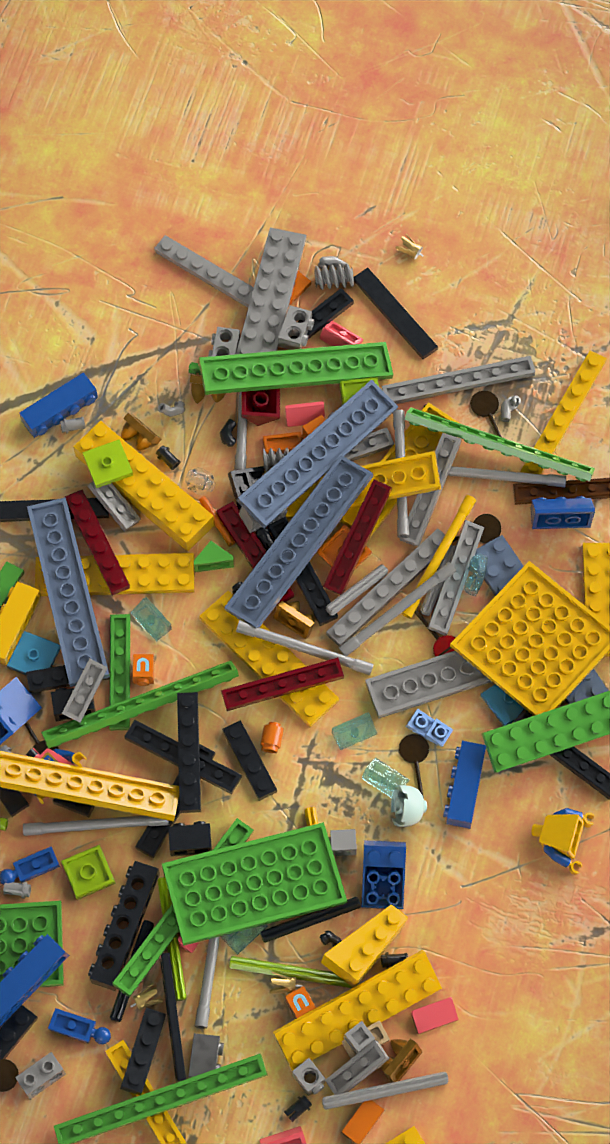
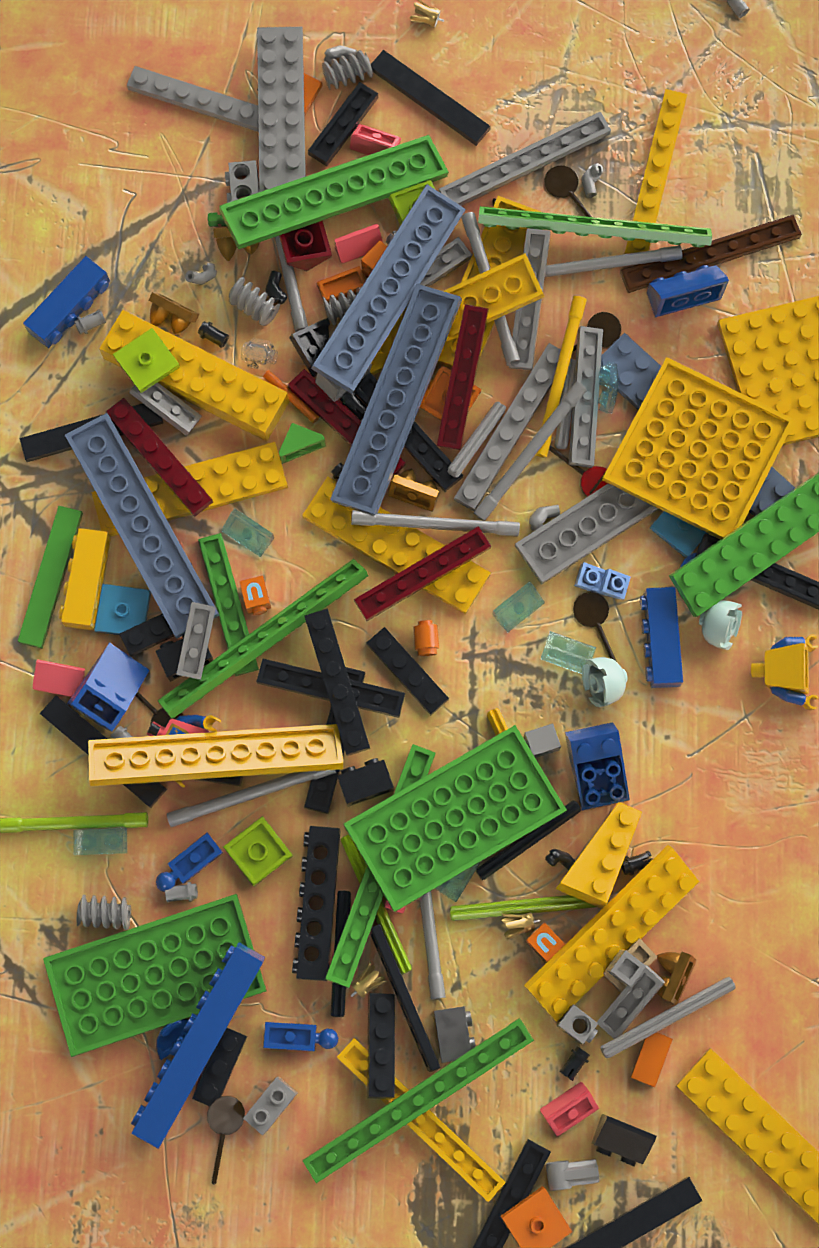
camera: 15 degrees left, 10 degrees up
(207, 440) = (252, 303): none -> light grey piece
(293, 328) = (321, 144): light grey brick -> none
(394, 662) = (542, 514): none -> light grey arm
(434, 1015) = (699, 915): coral slope -> none
(517, 784) = (721, 623): none -> light aqua cylinder

